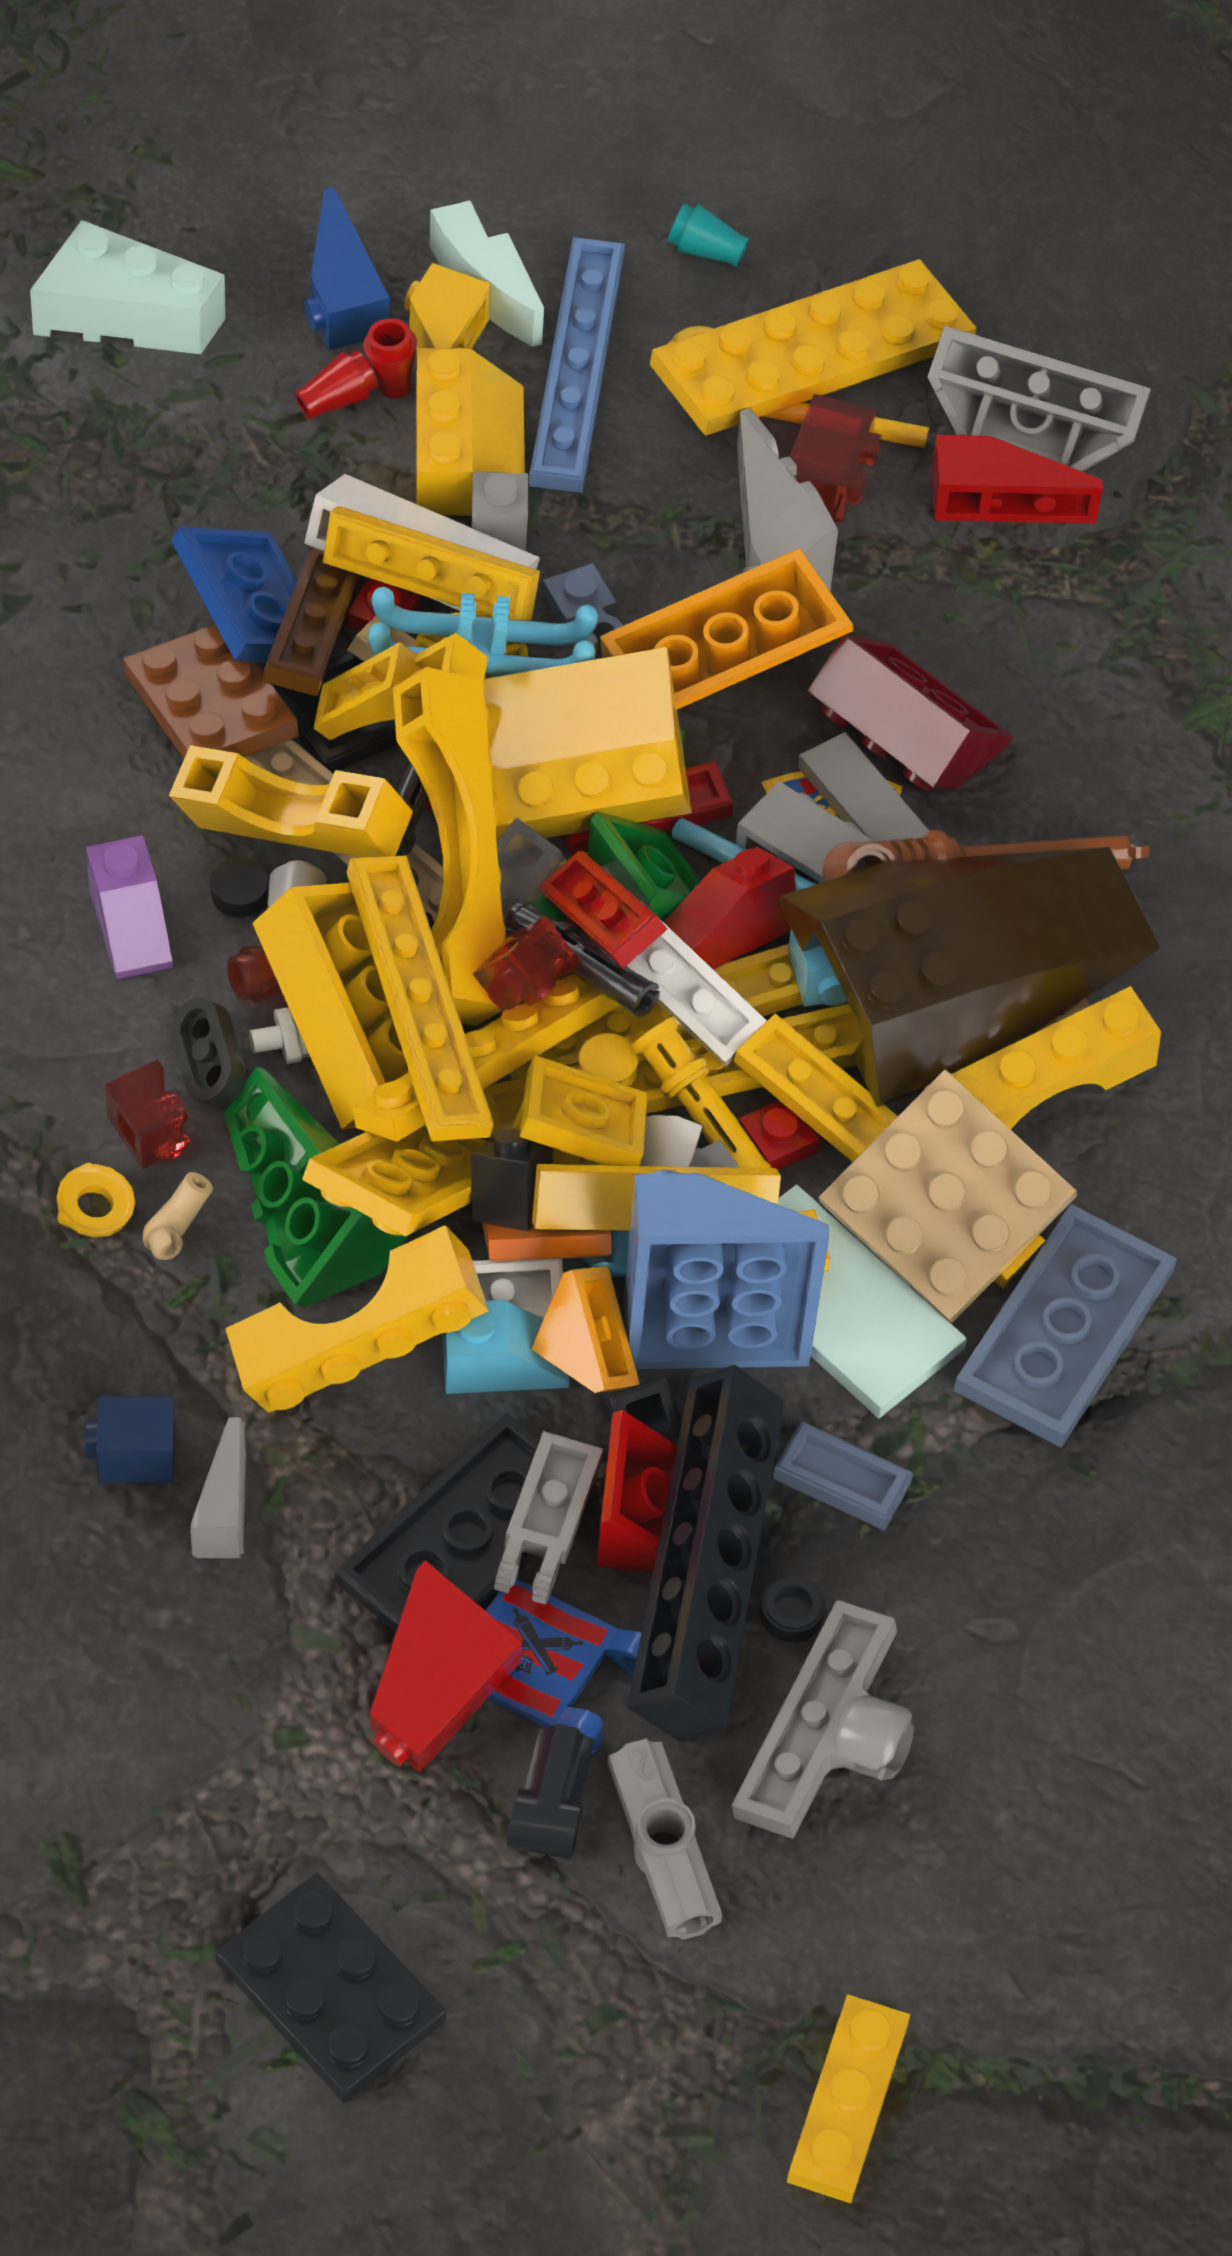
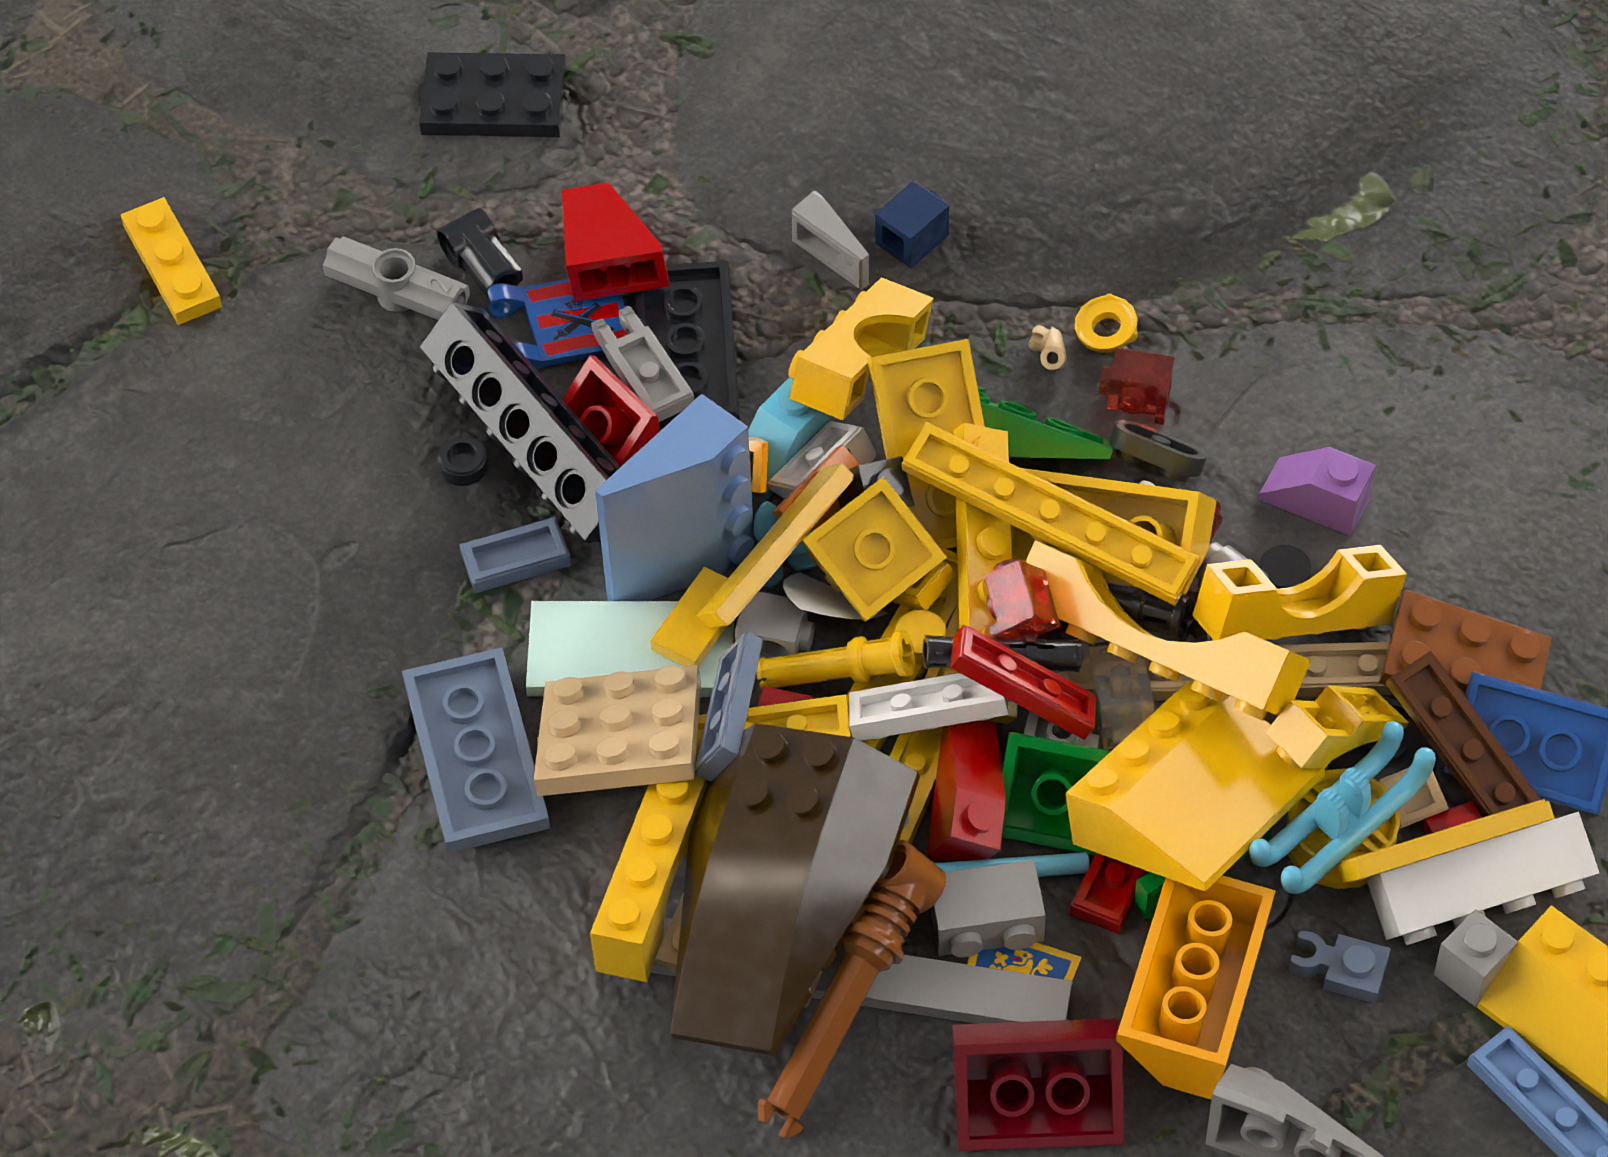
camera: 140 degrees right, 0 degrees up
(828, 1724) = (371, 408): light grey plate -> none
(848, 1107) = (728, 706): none -> sand blue tile

